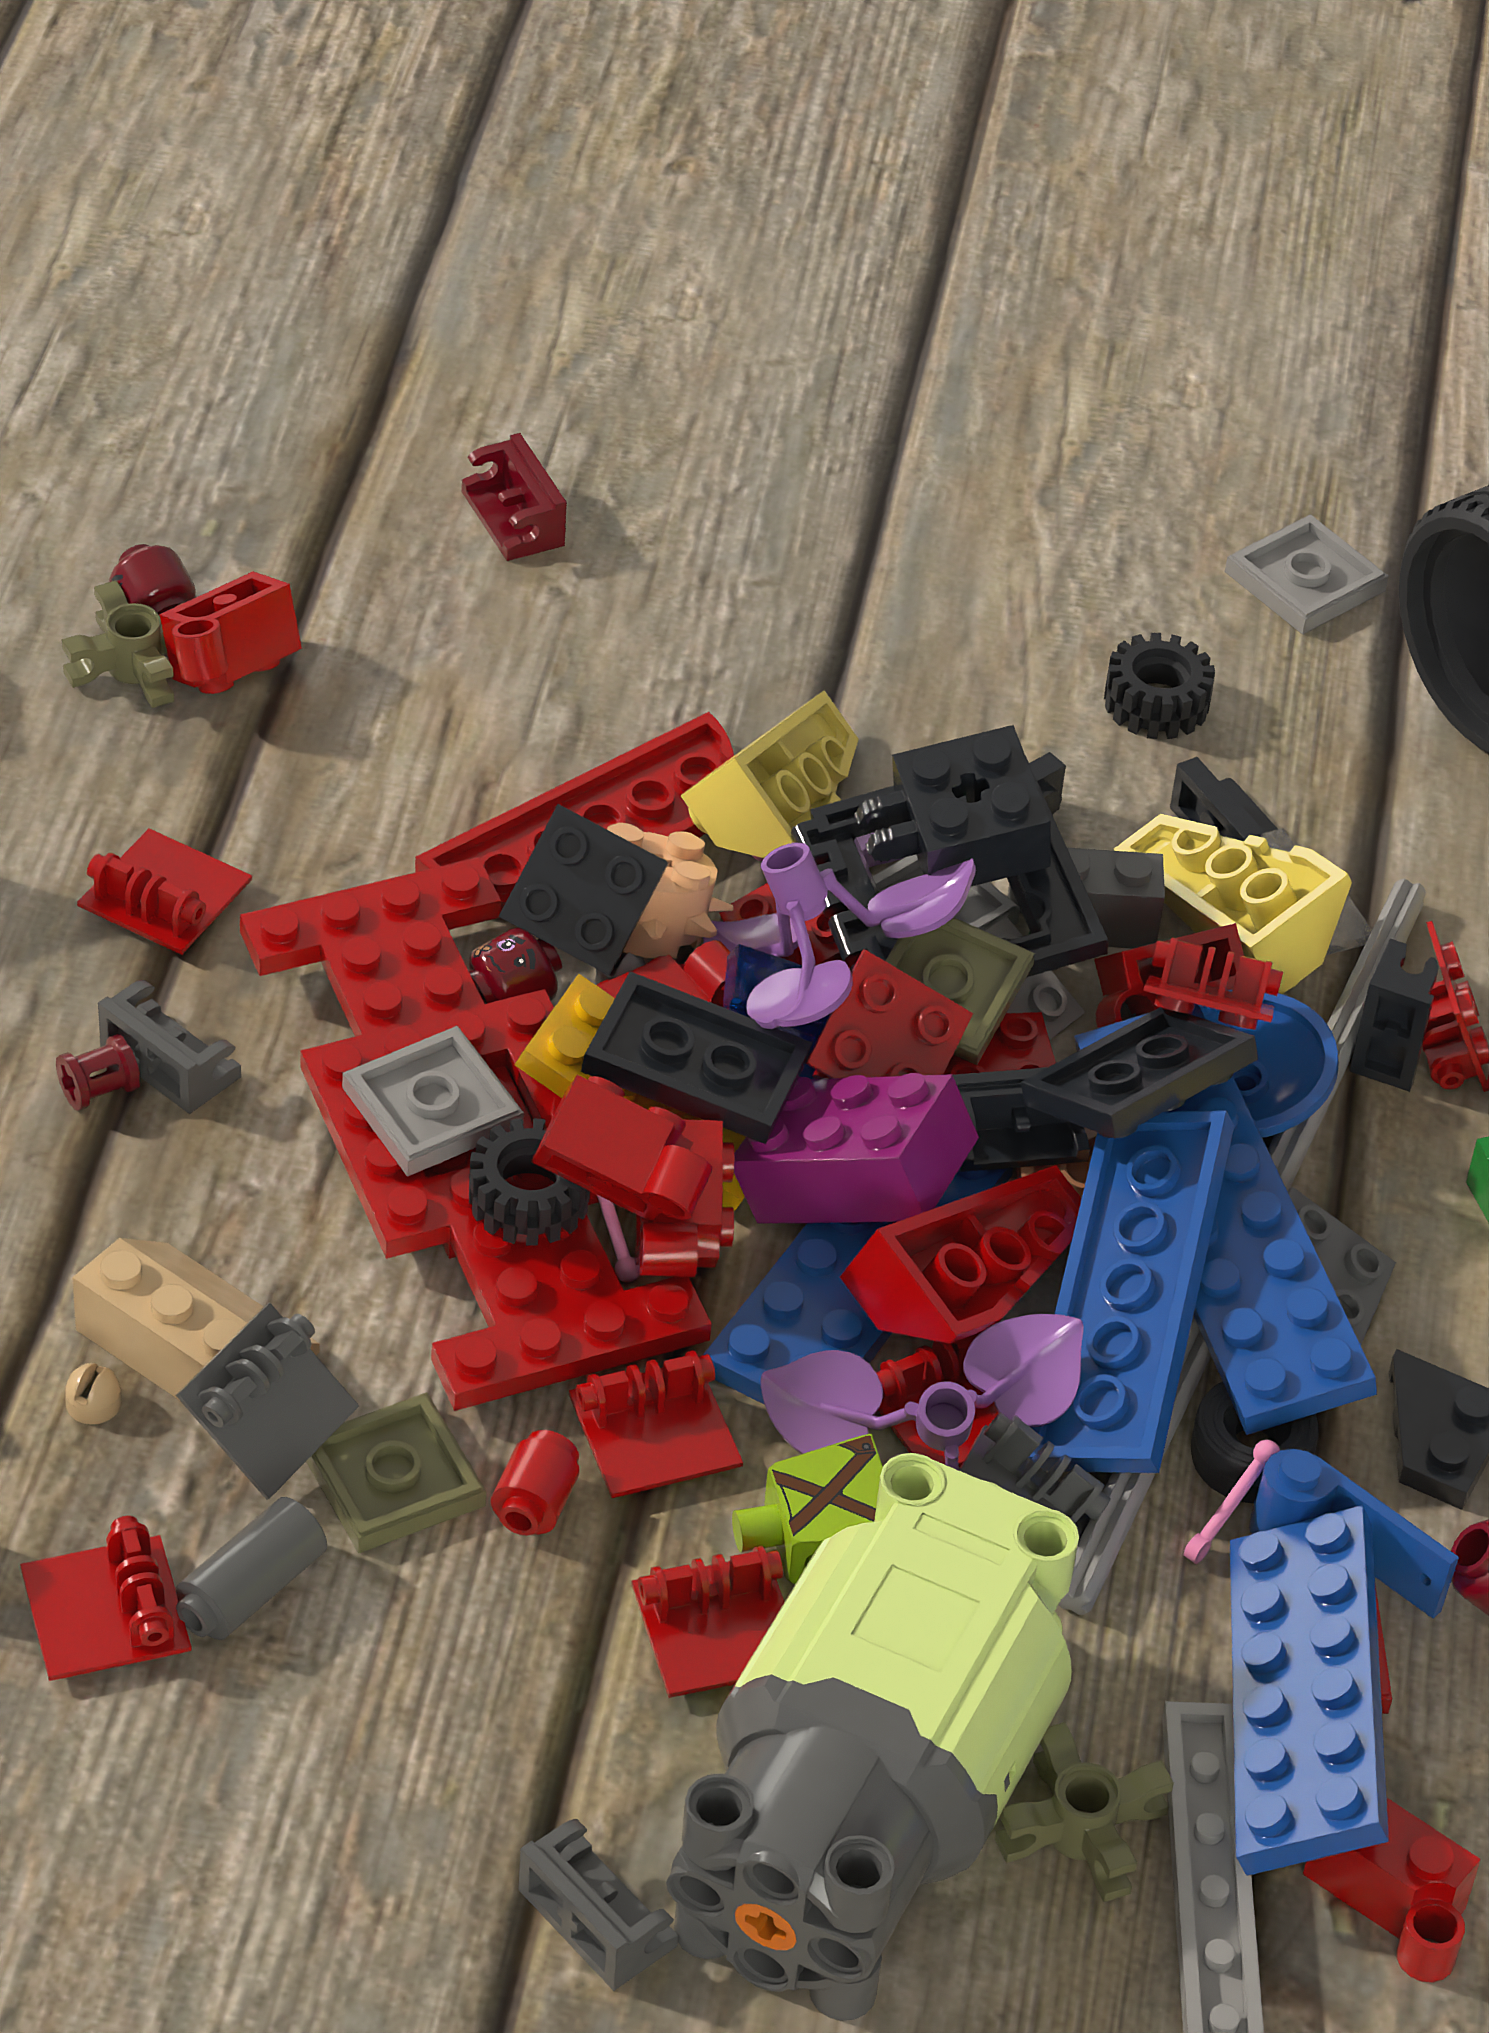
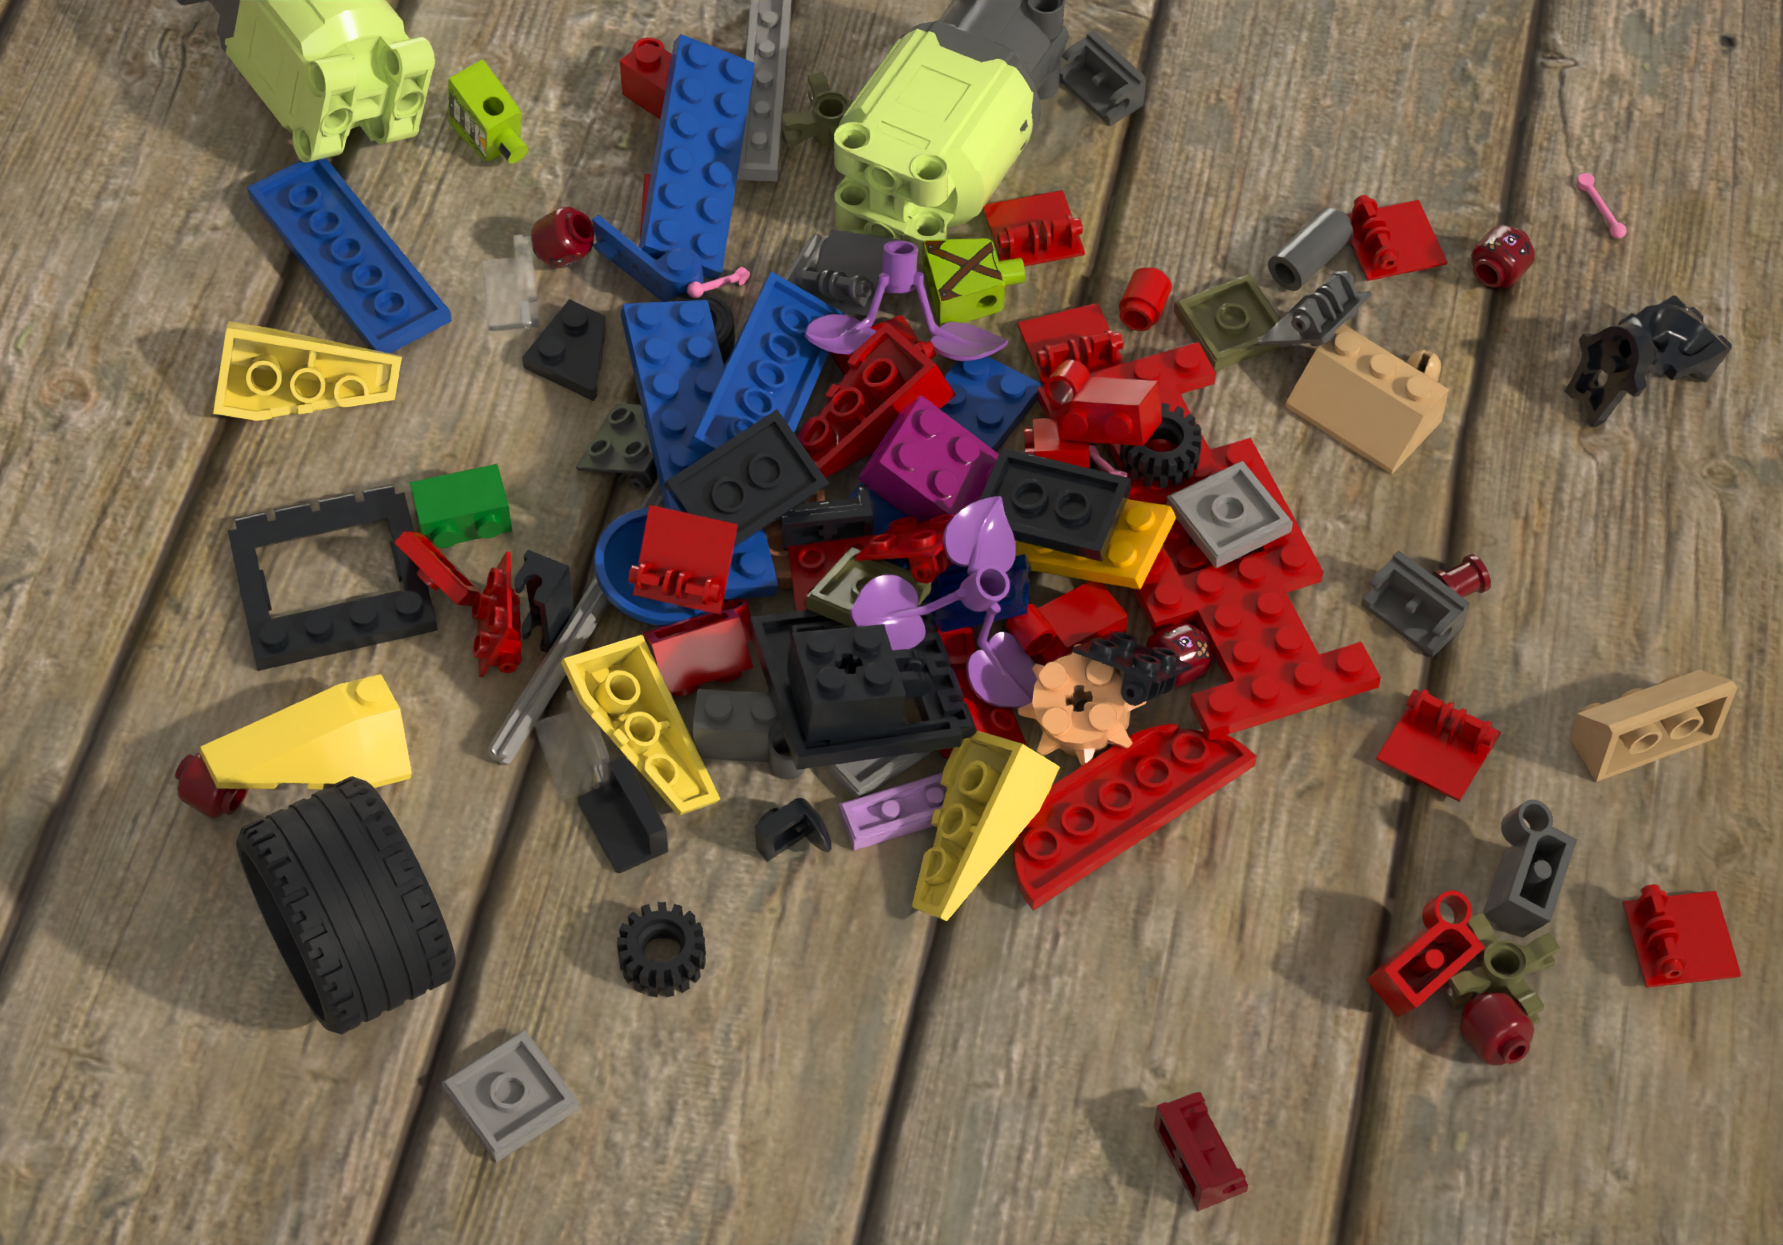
camera: 175 degrees left, 10 degrees up
(82, 712) = (1529, 870): none -> dark grey hinge

